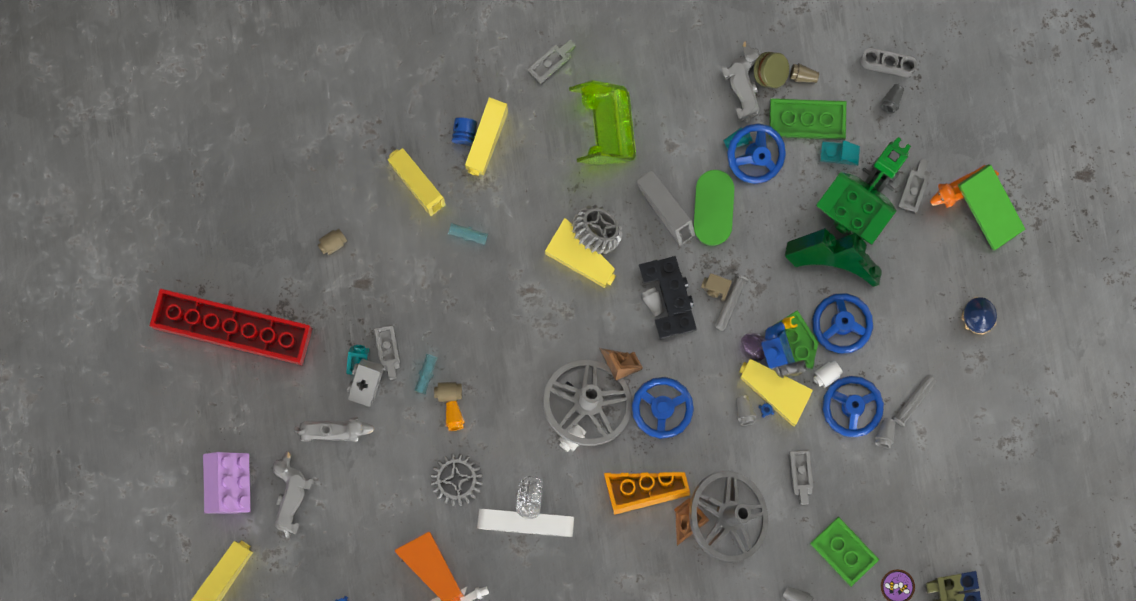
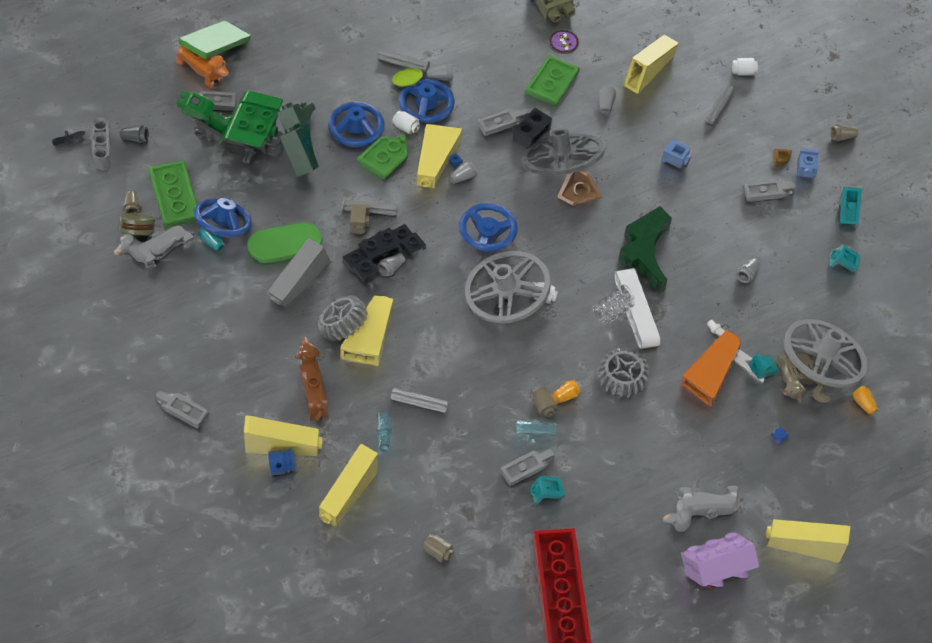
camera: 115 degrees left, 25 degrees down
(333, 430) = (625, 484): light grey animal -> none
(372, 374) = (567, 470): light grey brick -> none
(491, 278) = (419, 400): none -> light grey axle
(538, 182) = (312, 380): none -> dark orange animal
(607, 565) = (640, 251): none -> dark green arch
(612, 122) = (236, 340): clear neon green windscreen -> none
(621, 363) = (459, 274): medium nougat slope -> none
(644, 489) = (567, 224): light orange wedge -> none
(752, 347) = (403, 178): clear purple head -> none
(776, 505) = (531, 128): none -> black brick
(779, 352) = (402, 153): blue torso -> none
(840, 153) = (199, 163): teal slope -> none
(889, 395) = (407, 77): none -> lime piece
(909, 34) = (68, 137): none -> black piece
(979, 315) = (312, 32): dark blue hair -> none

